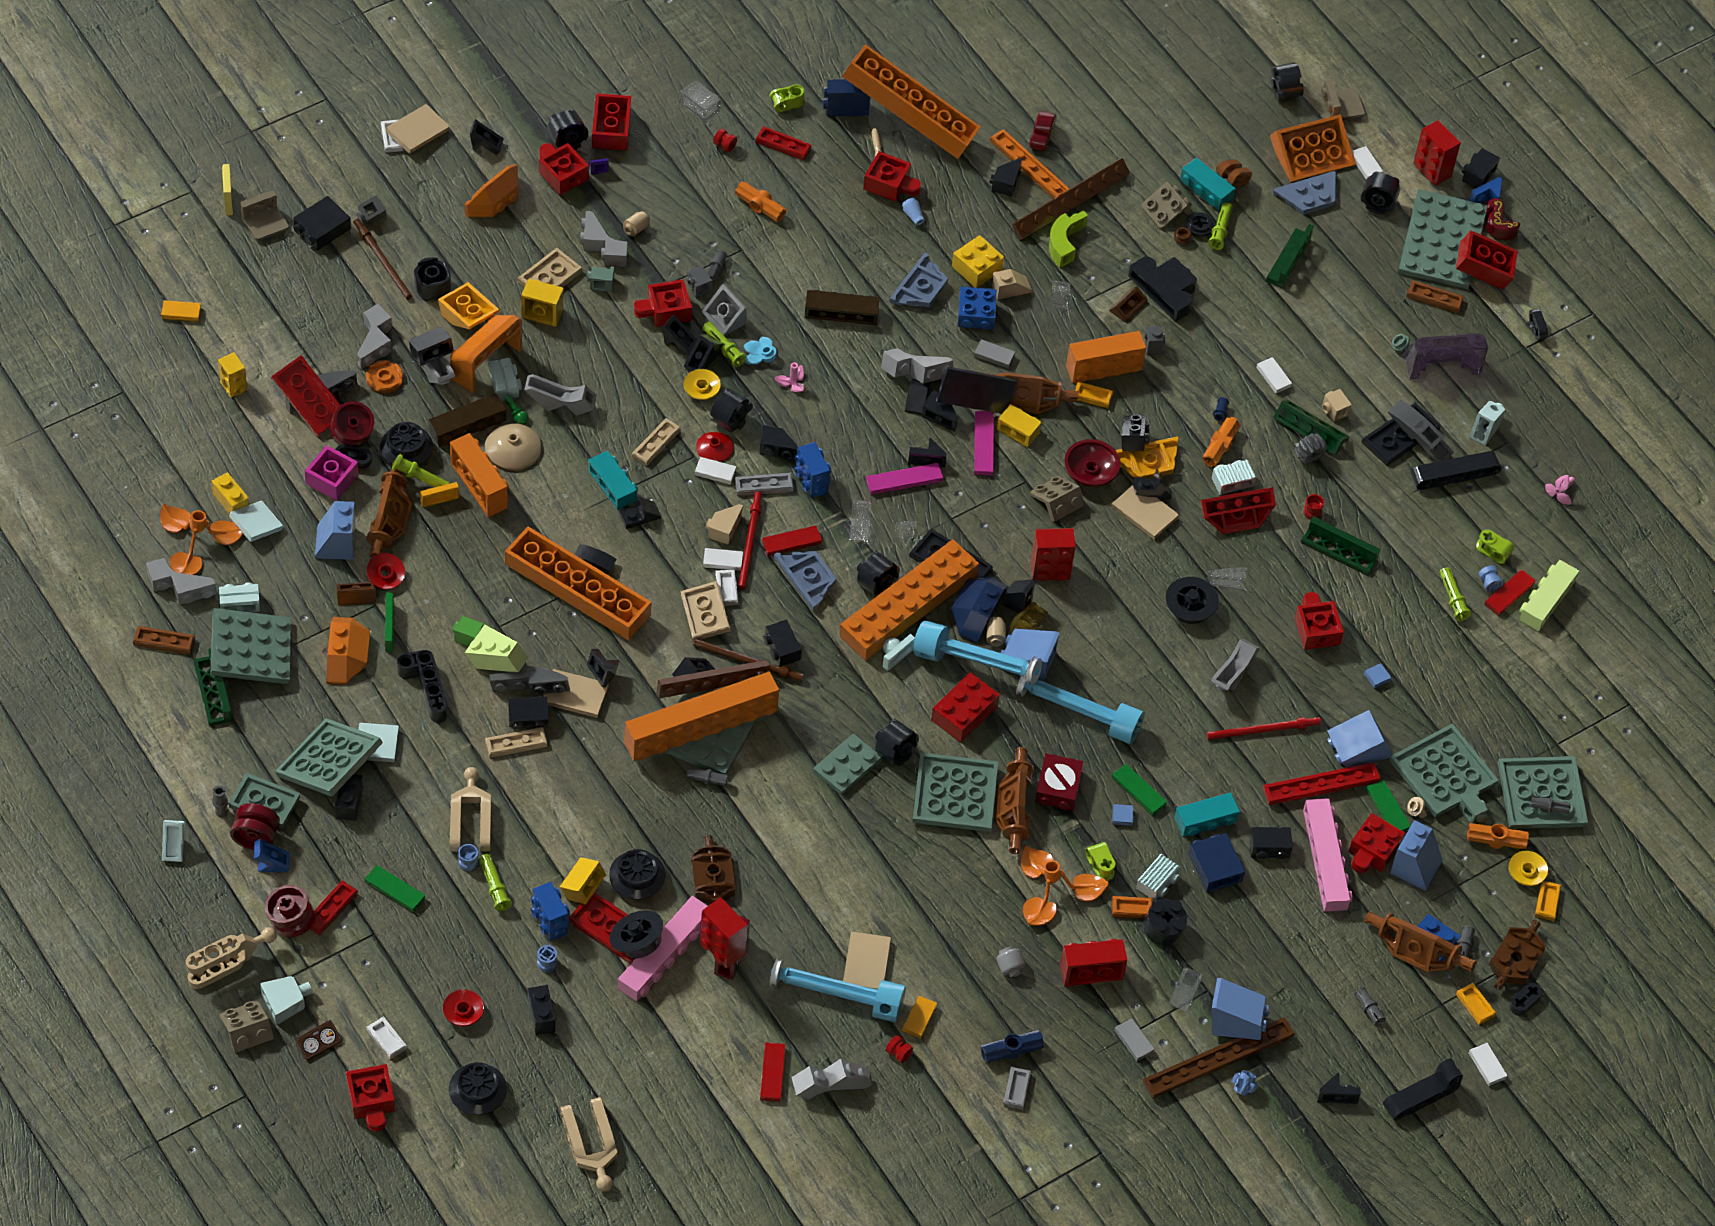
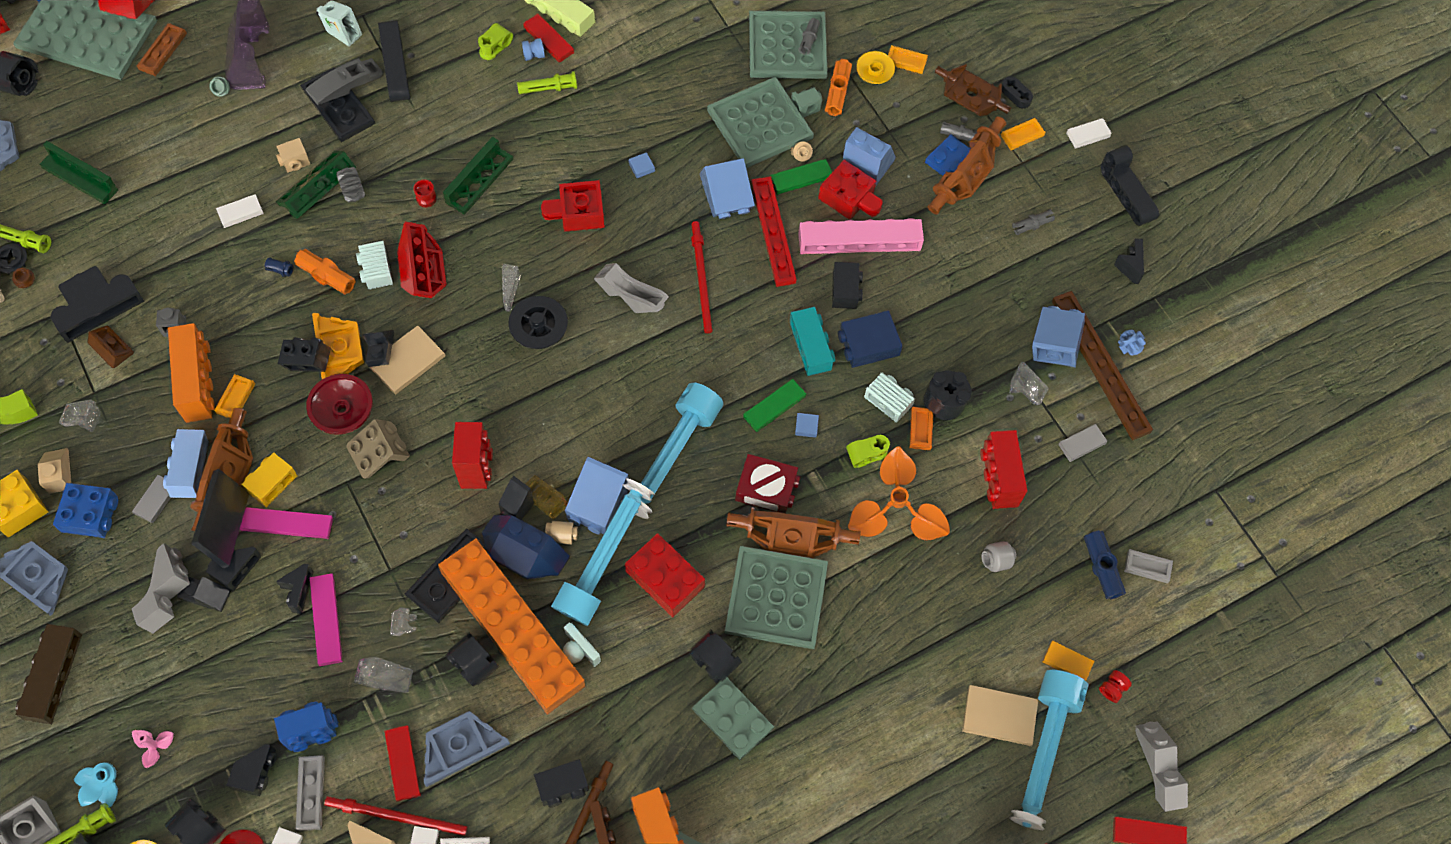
camera: 85 degrees left, 10 degrees up
(1026, 364) = (186, 463): none -> light blue brick

